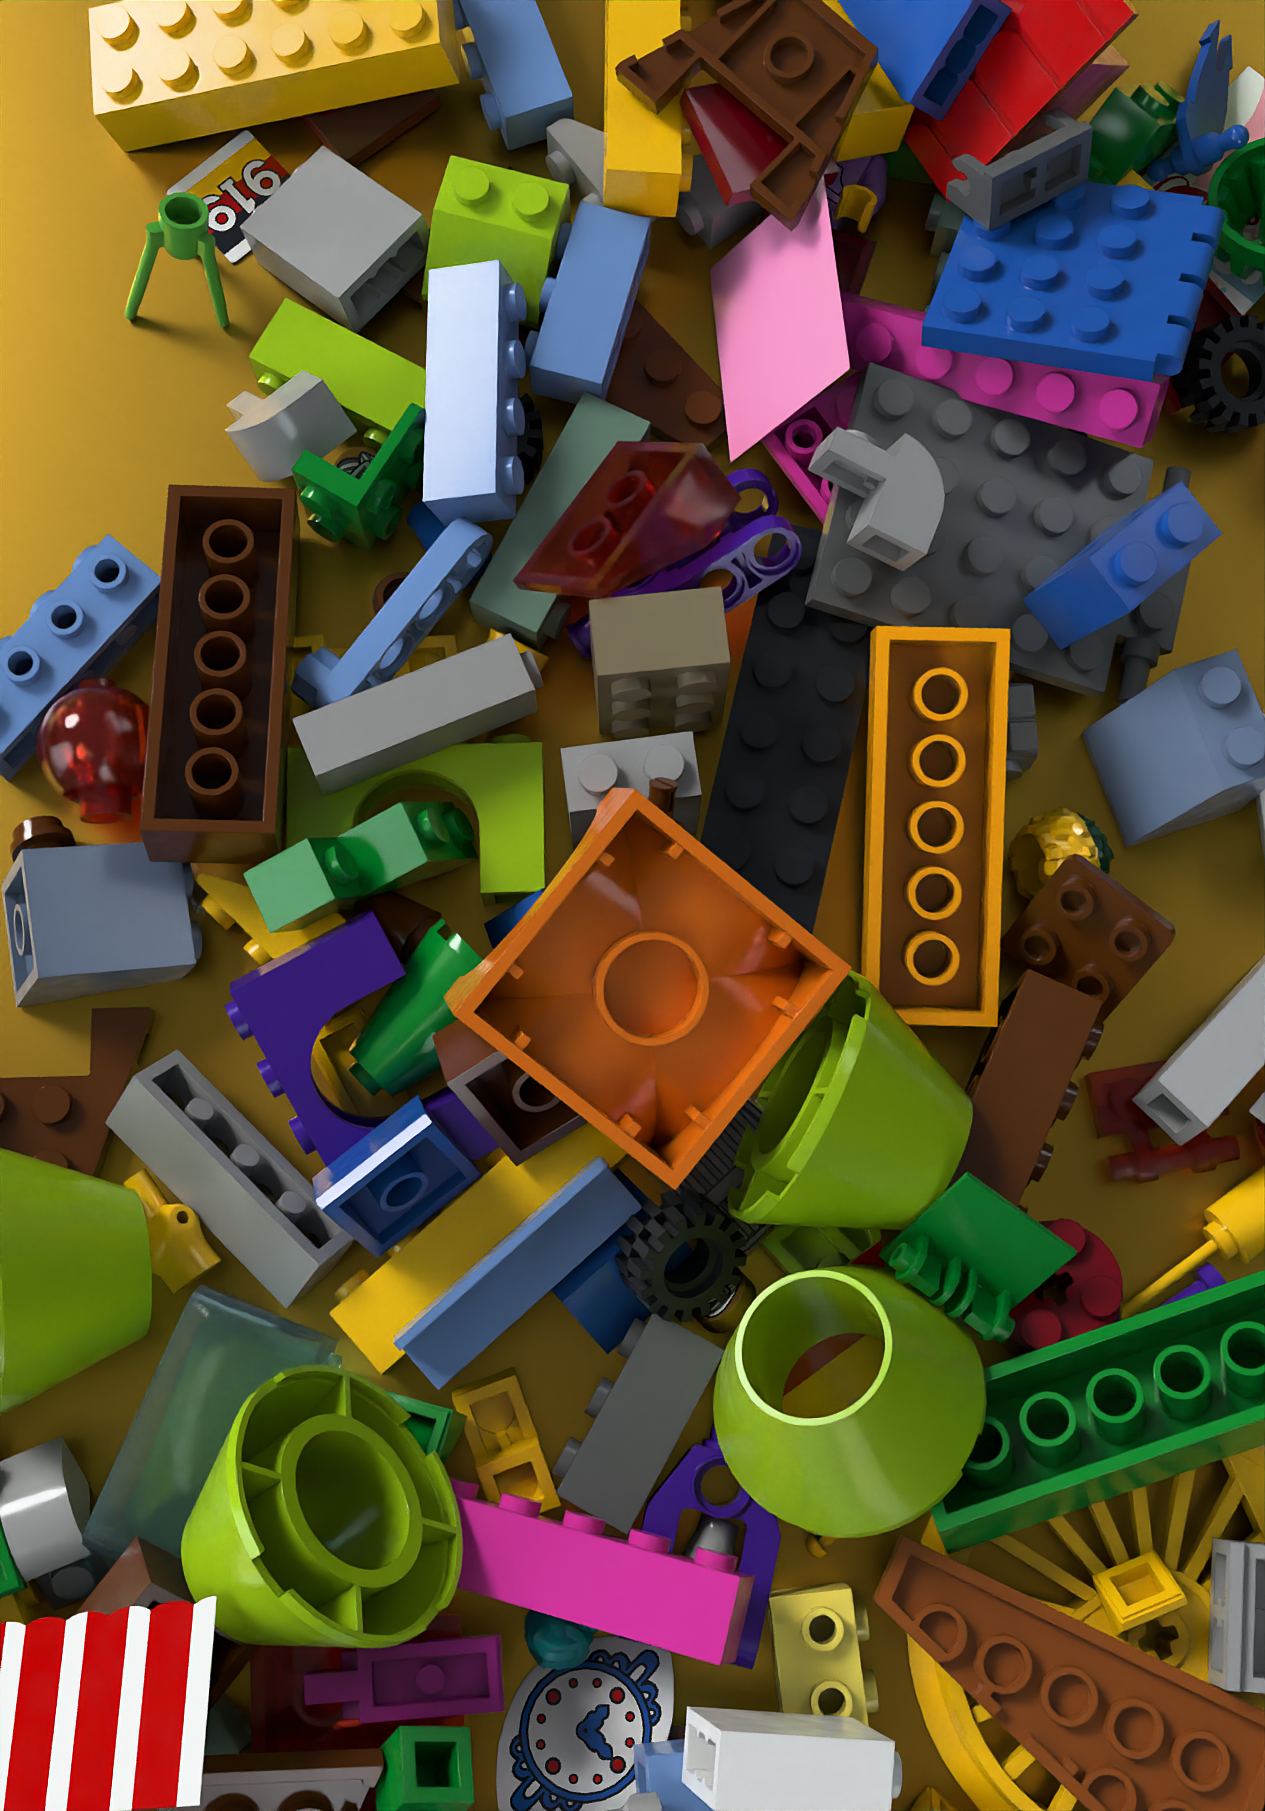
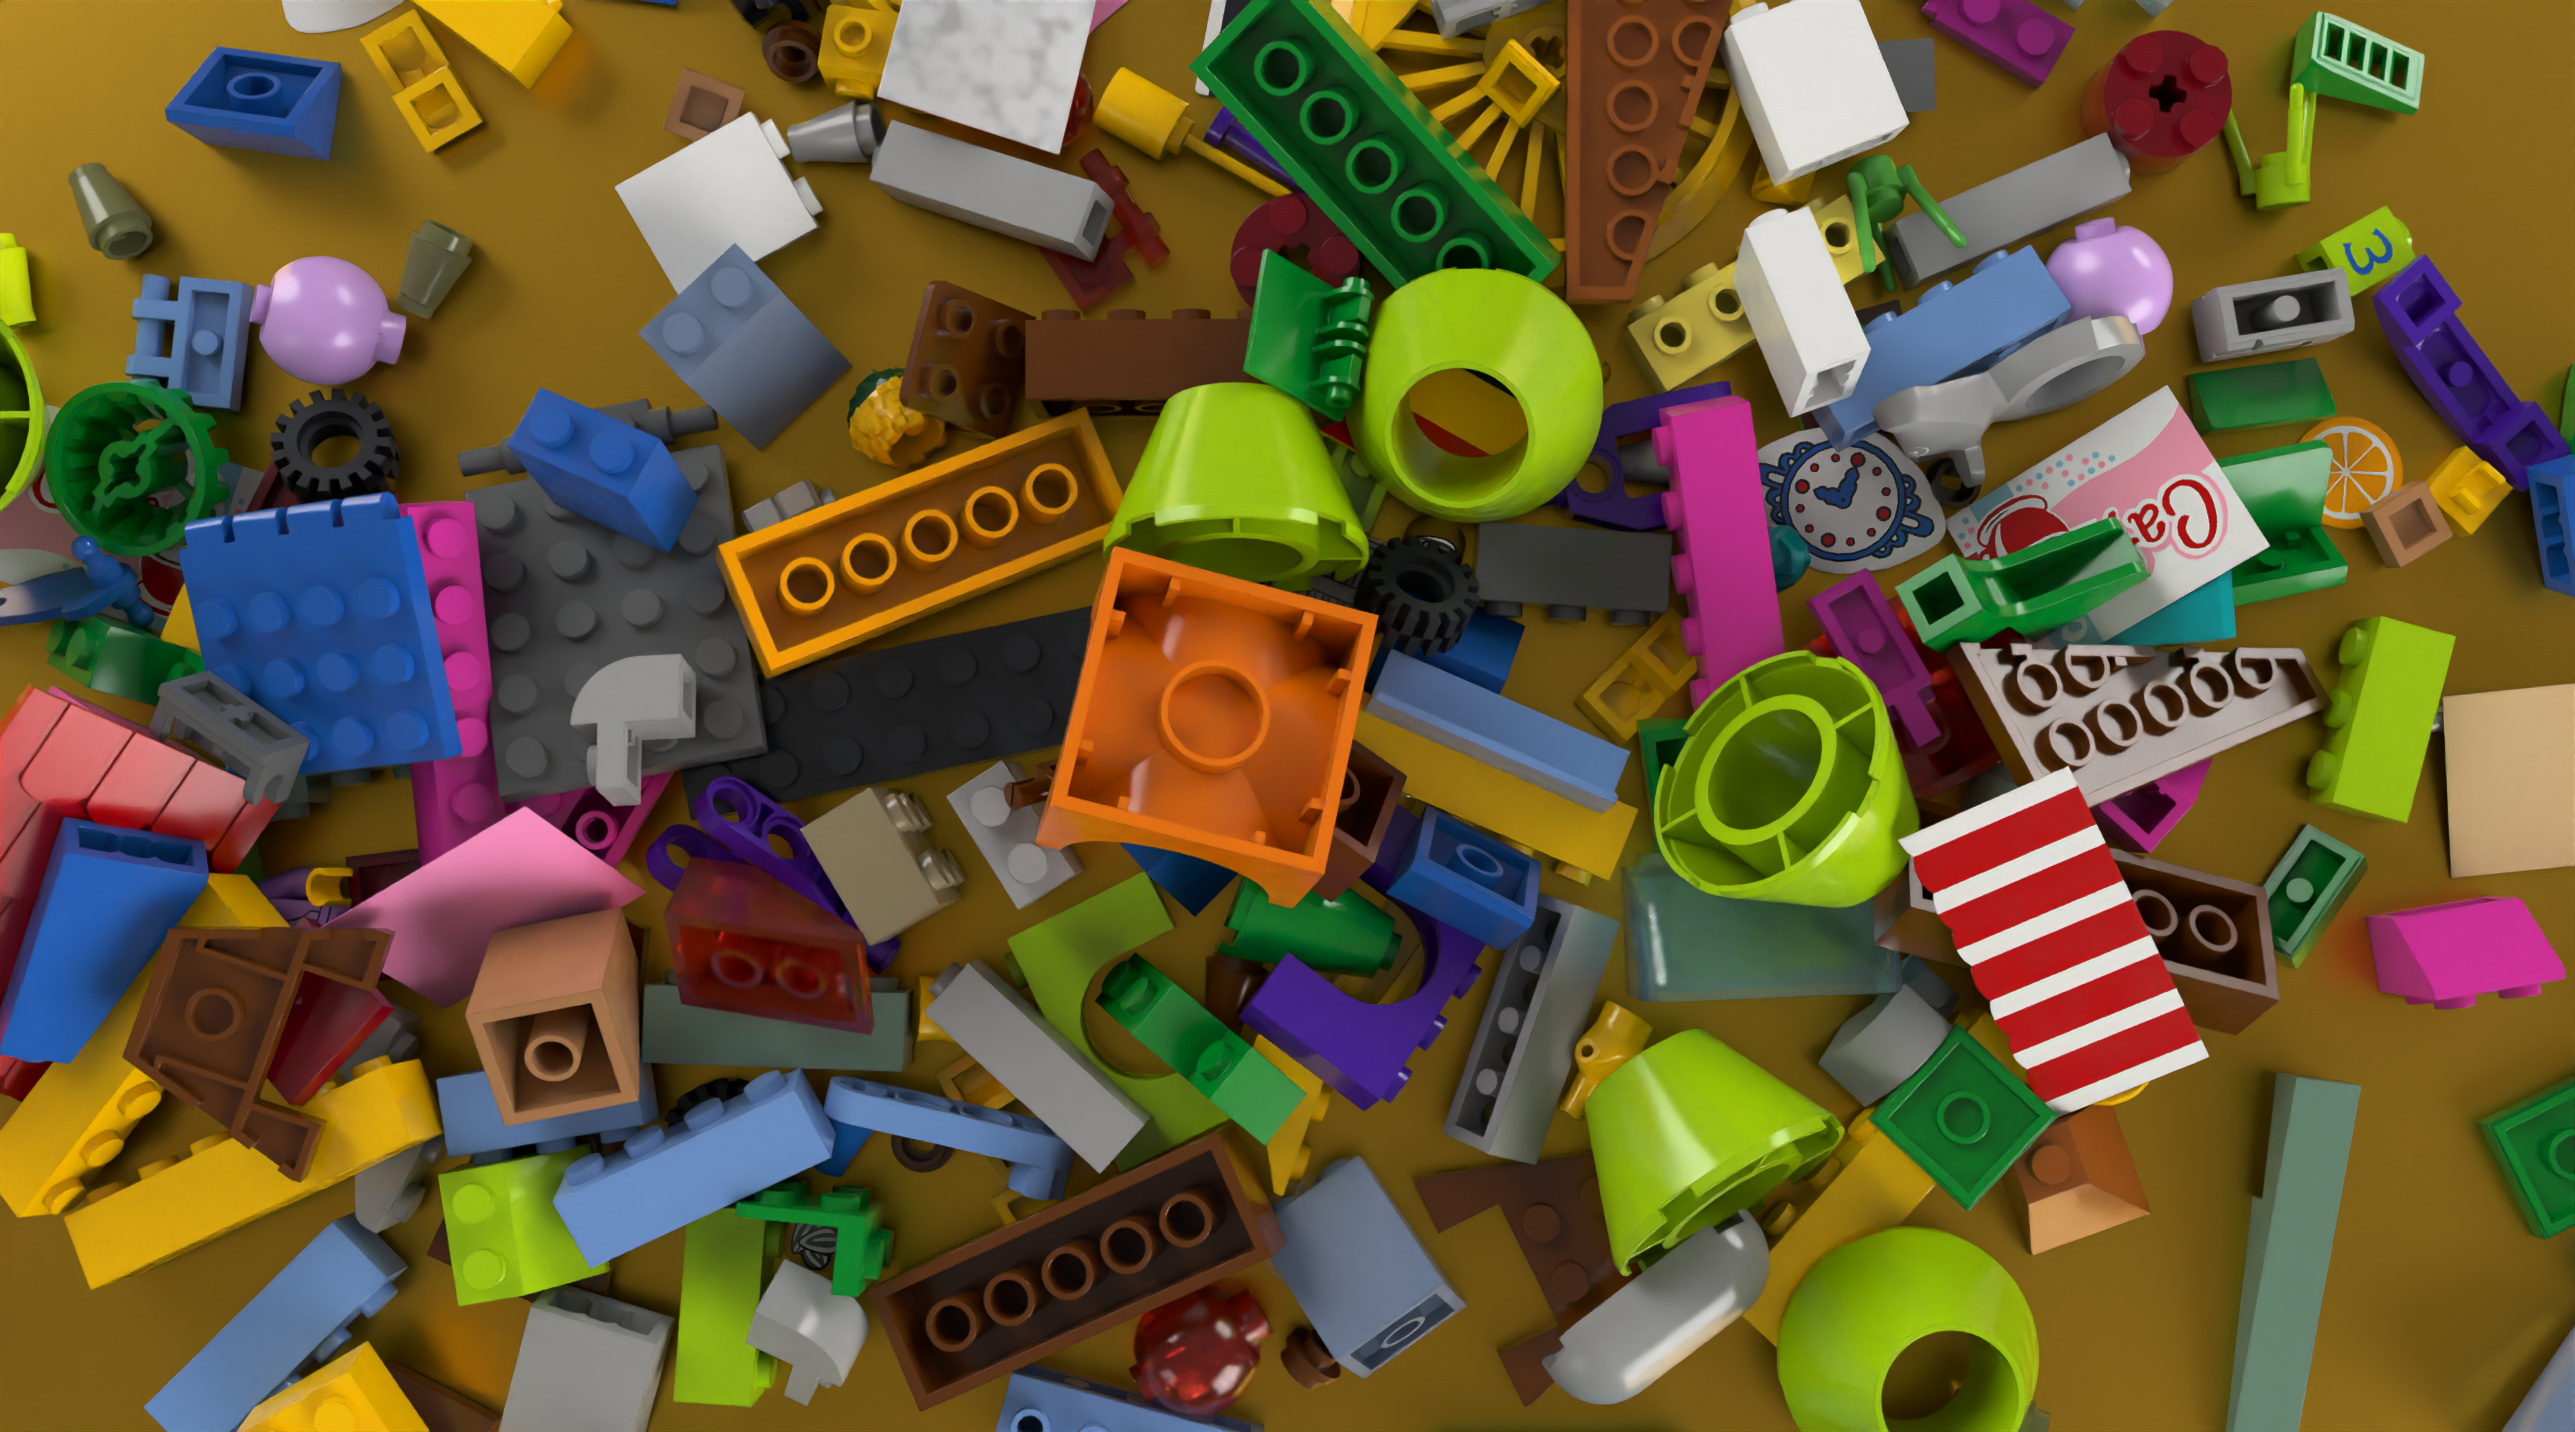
camera: 115 degrees left, 10 degrees up
(656, 333) = (559, 1016): none -> medium nougat slope

